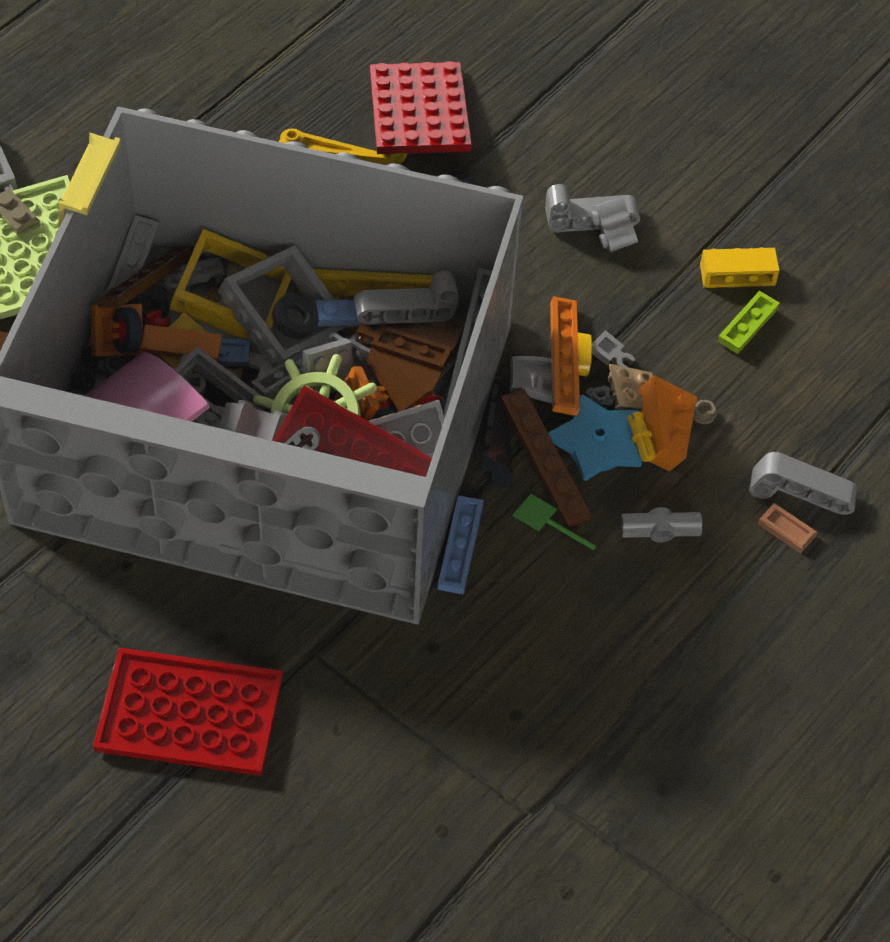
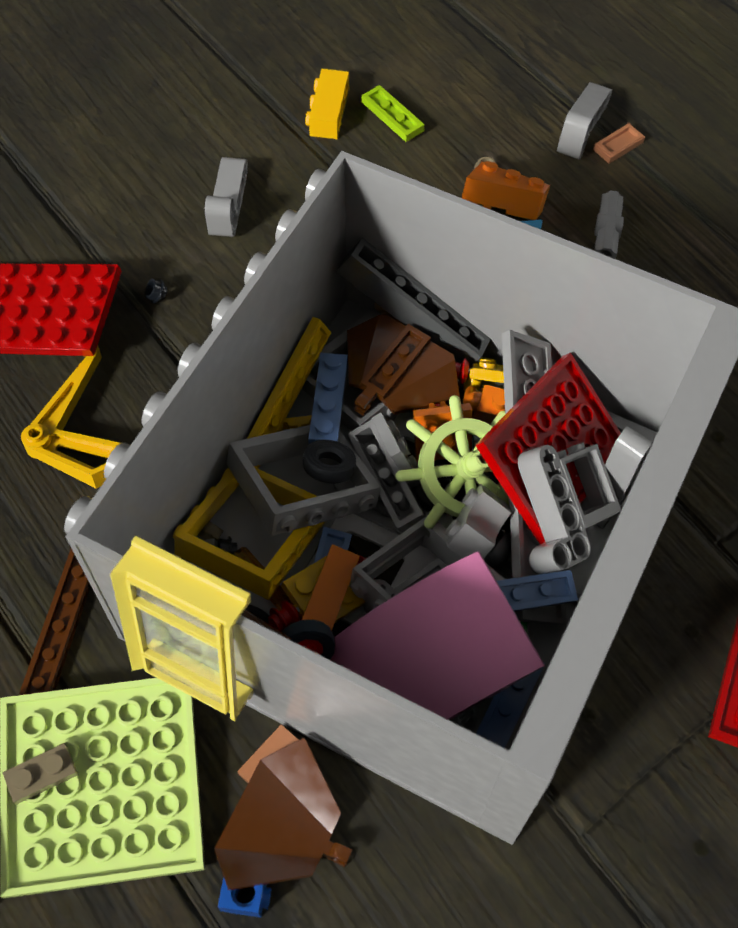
camera: 75 degrees left, 5 degrees up
(409, 305) = (342, 347): light grey beam -> none
(614, 224) = (256, 175): light grey brick -> none
(642, 436) = (522, 211): yellow axle -> none

